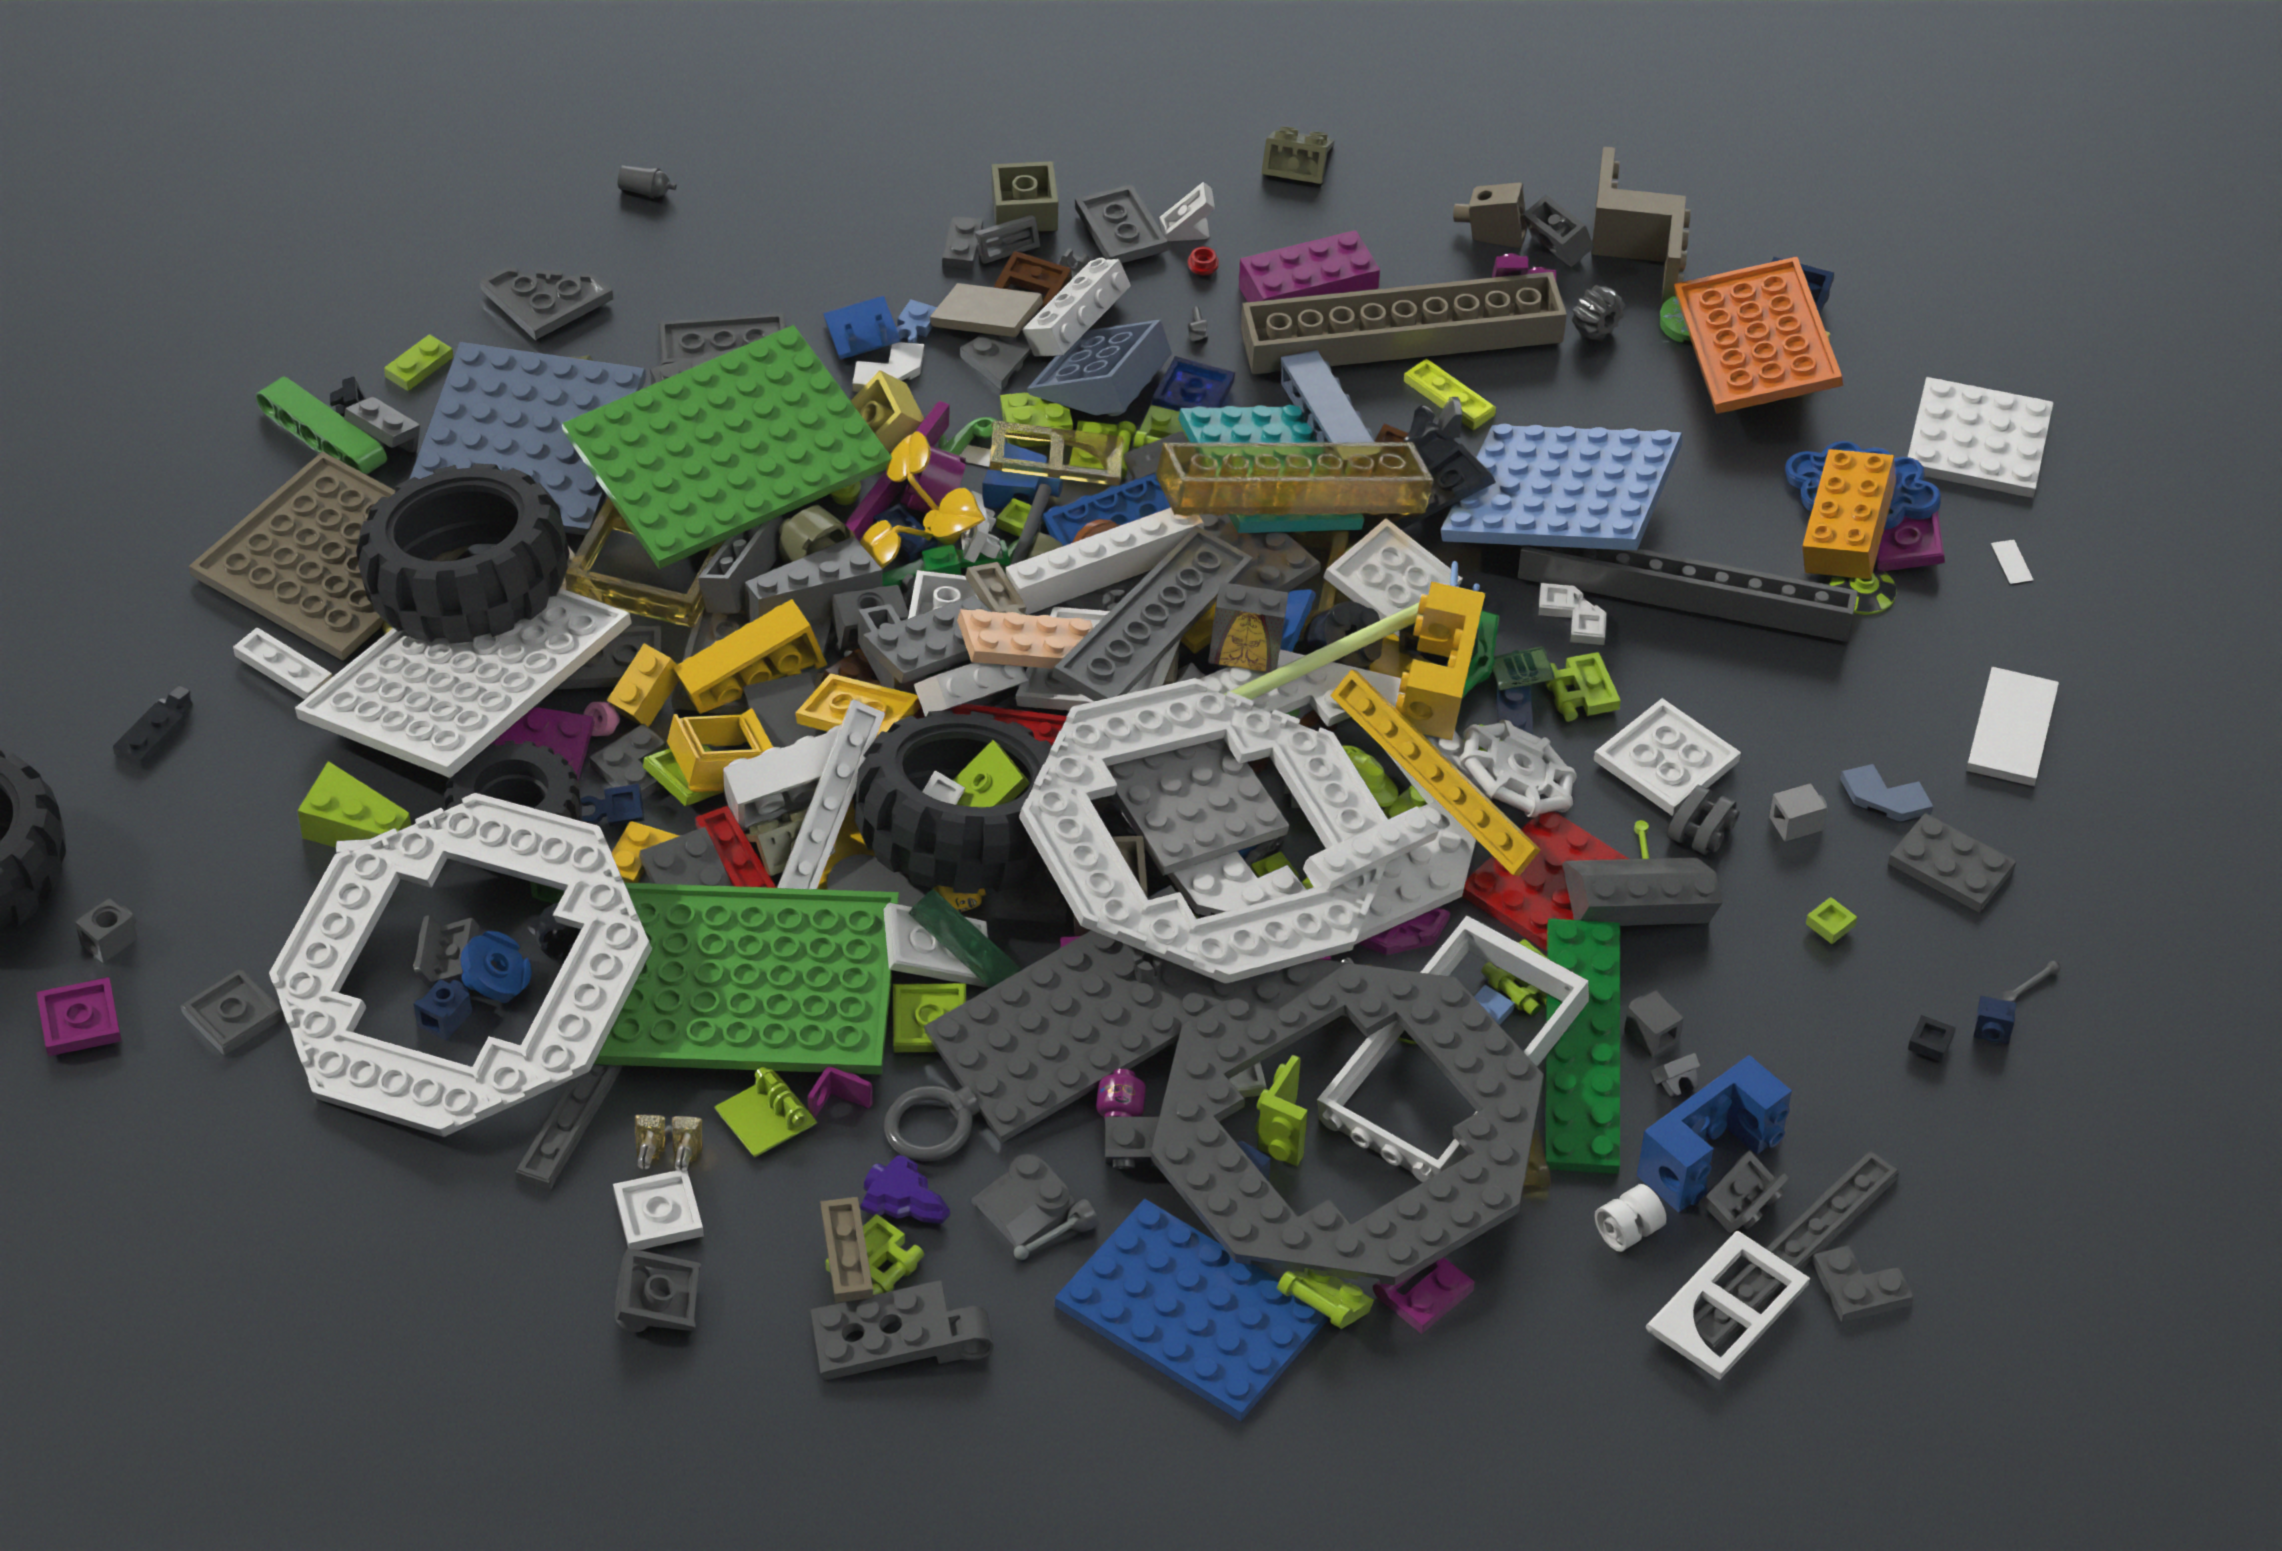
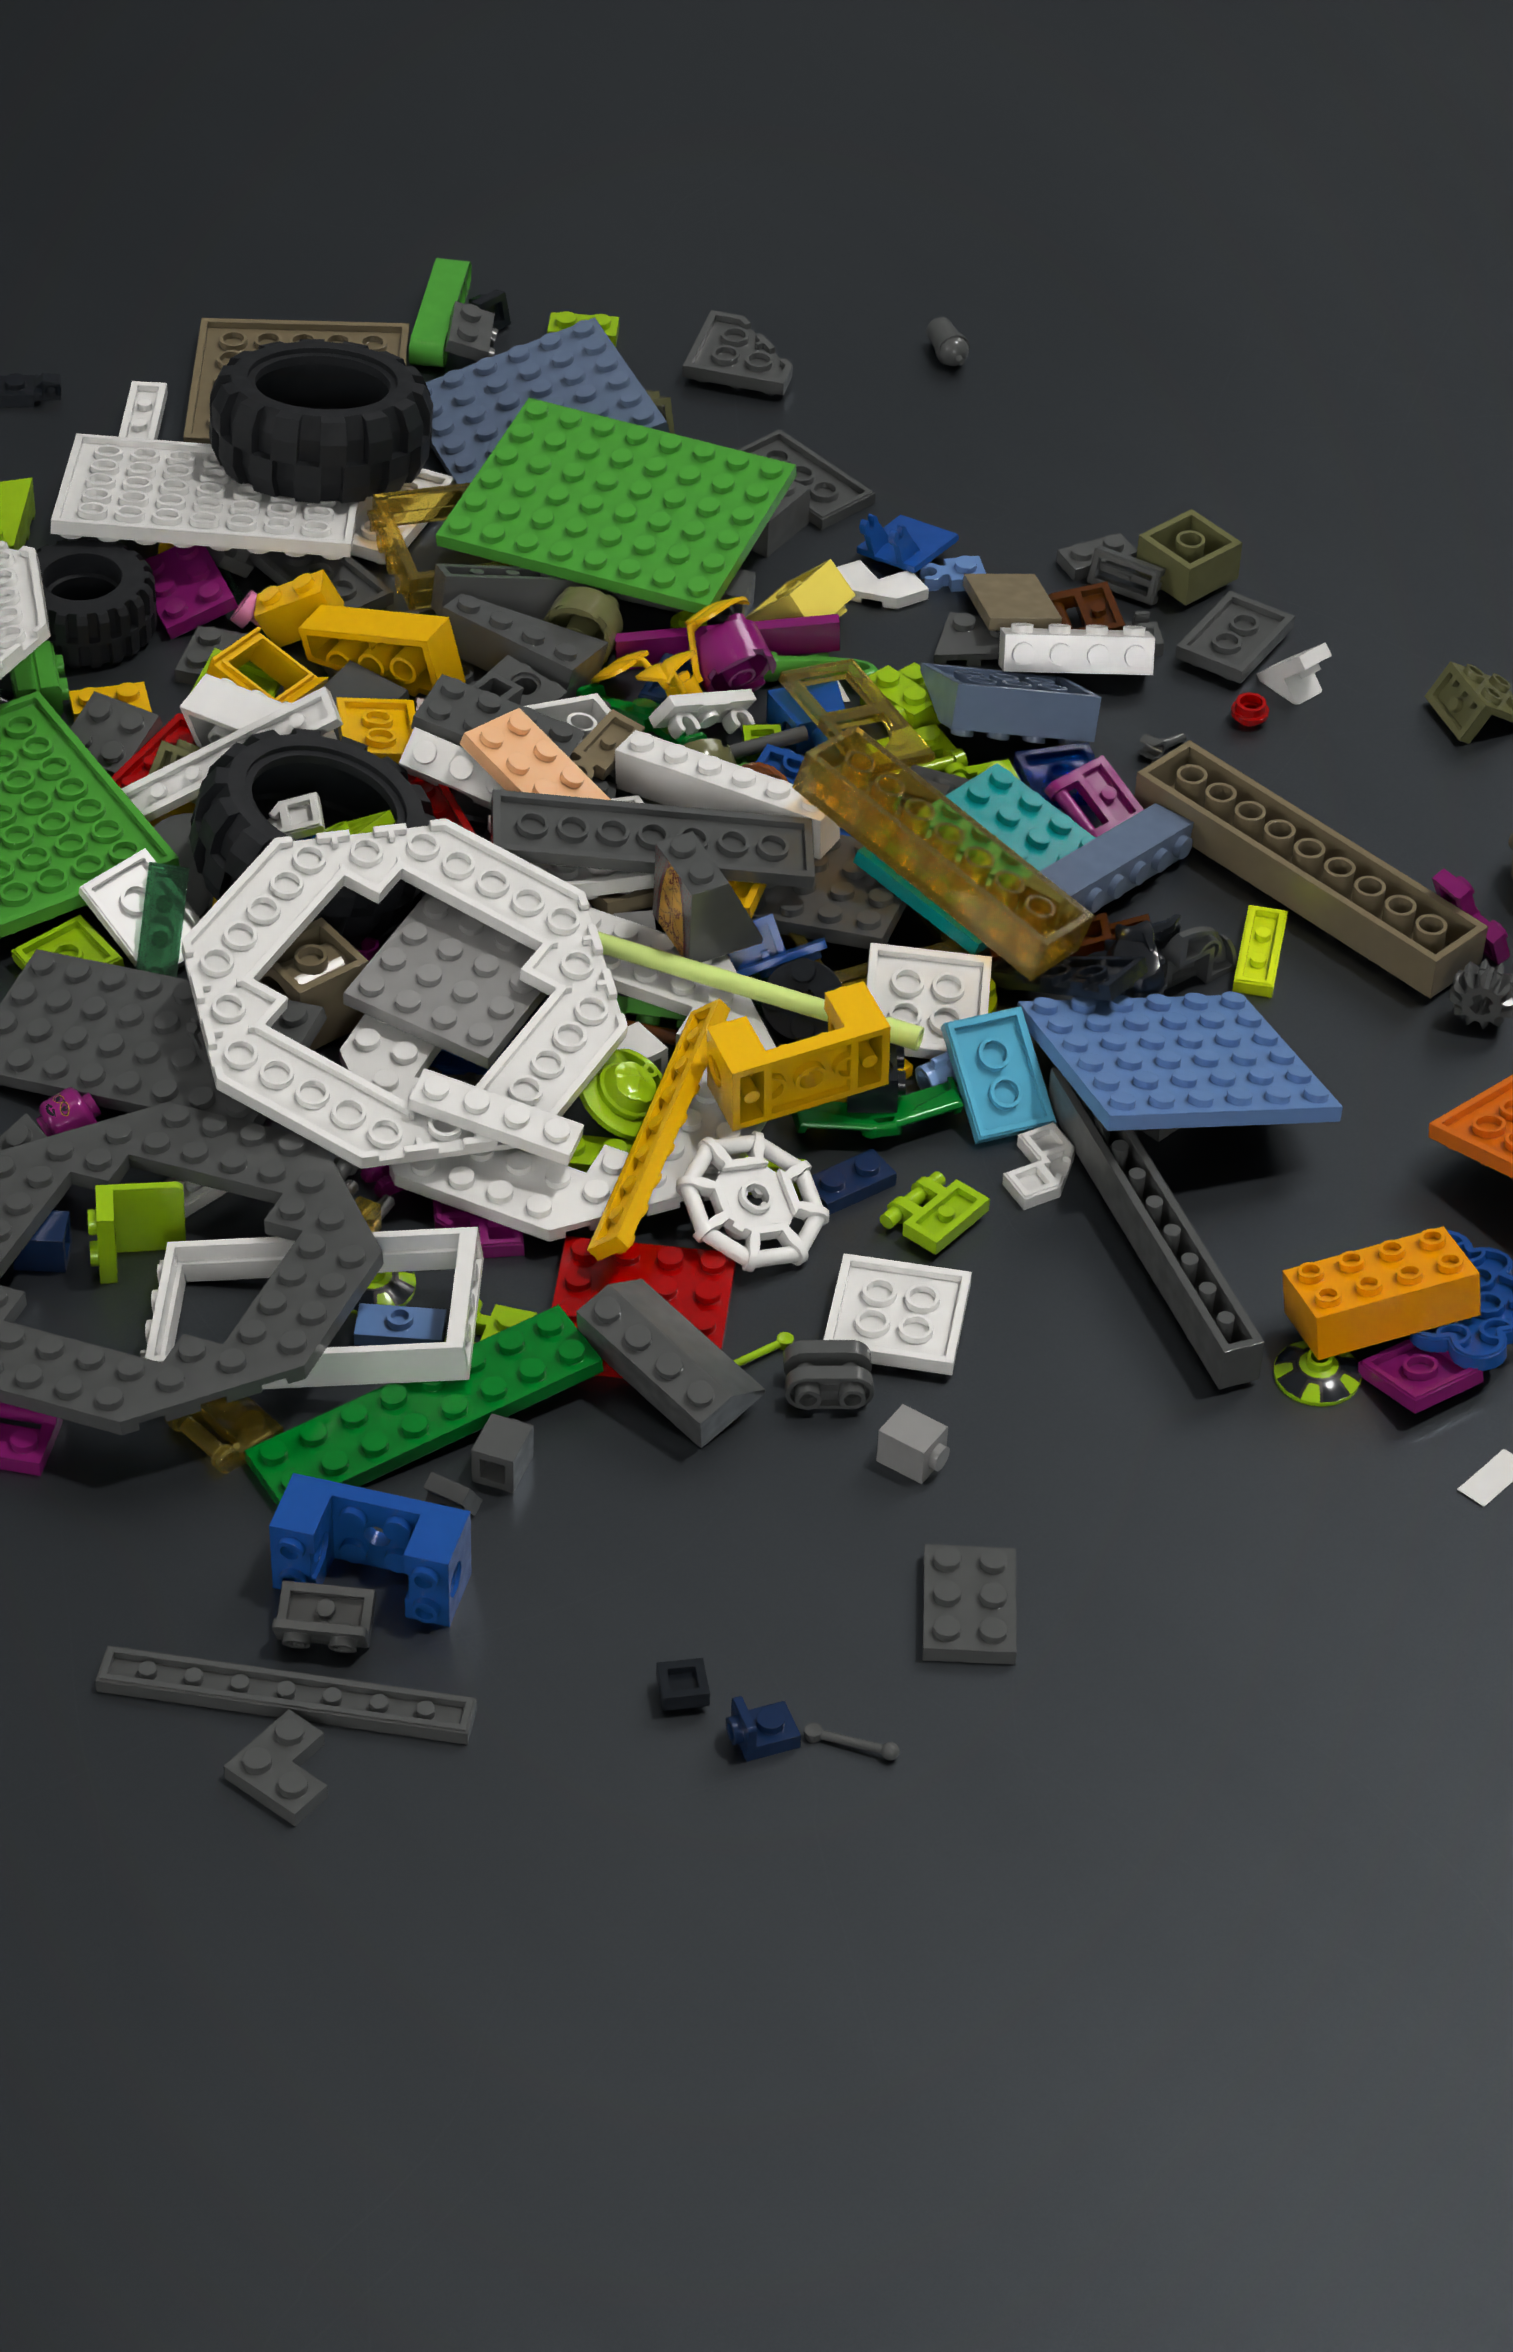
camera: 55 degrees right, 5 degrees down
(619, 806) = (153, 666): dark blue plate -> none
(1247, 377) = (1102, 792): none -> magenta plate
(1310, 269) = (1311, 776): magenta brick -> none
(1506, 586) = (998, 1074): none -> medium azure tile
(1522, 668) = (911, 1154): clear green piece -> none
(1630, 1217) = (205, 1537): white wheel -> none
(1675, 1321) = (99, 1633): white window -> none
(1831, 920) = (781, 1535): lime plate -> none
(1899, 802) = (1013, 1523): sand blue tile -> none
(2012, 726) = (1228, 1573): white tile -> none

